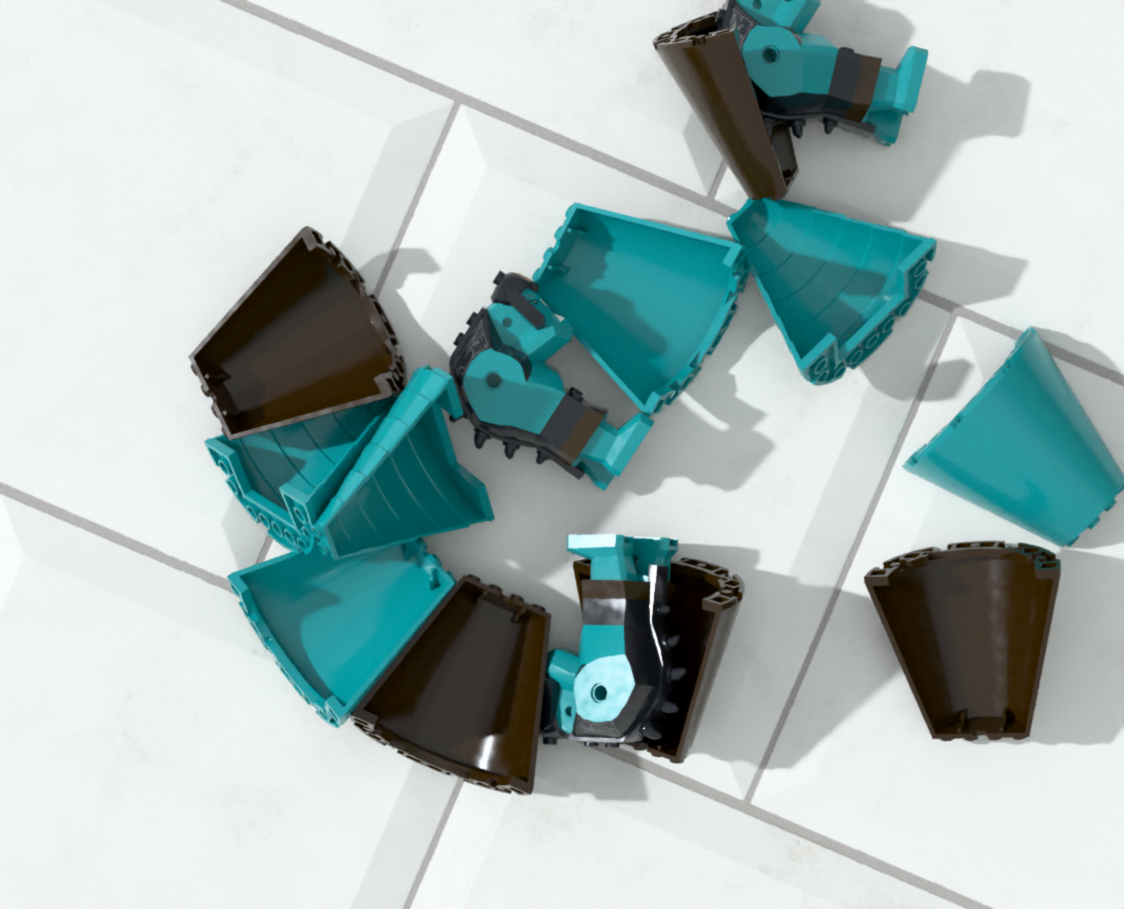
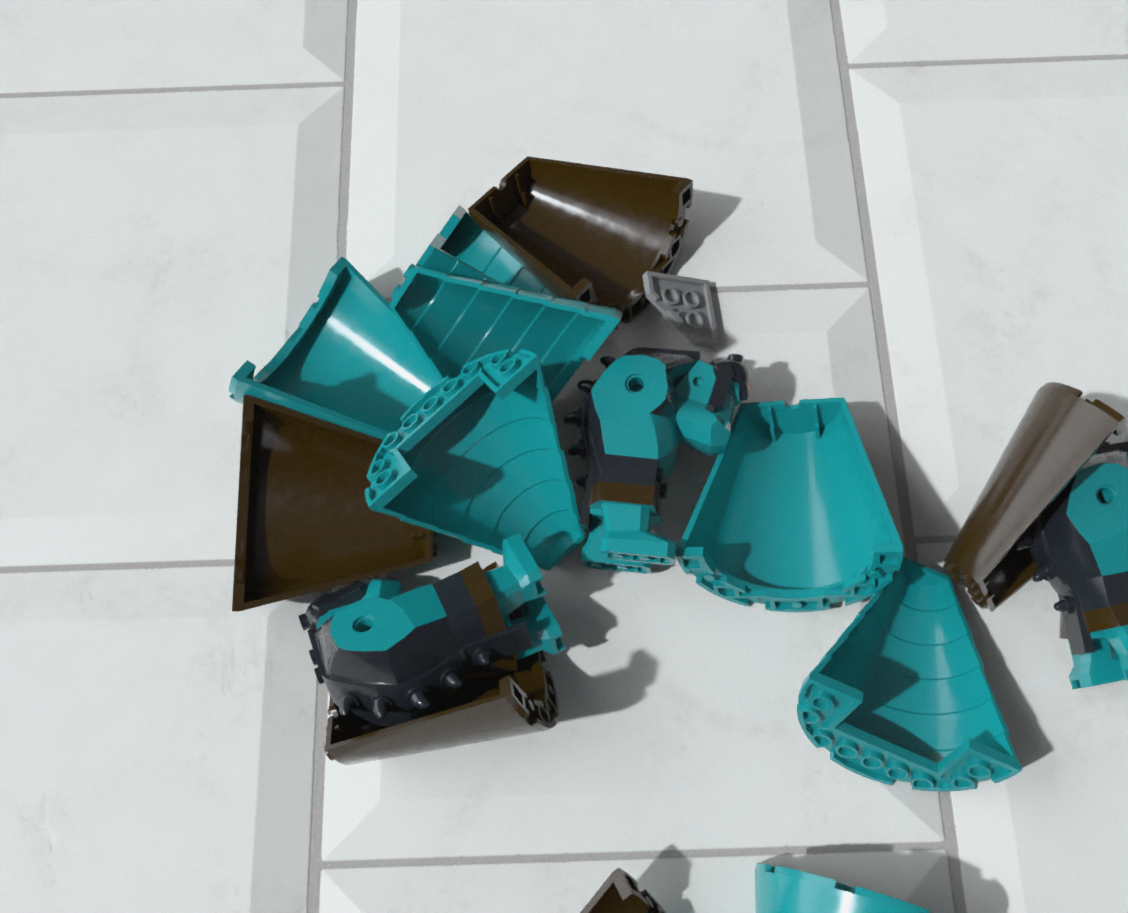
camera: 65 degrees right, 20 degrees down
(407, 284) = (685, 304): none -> light grey plate
(493, 543) = (482, 461): none -> teal cone

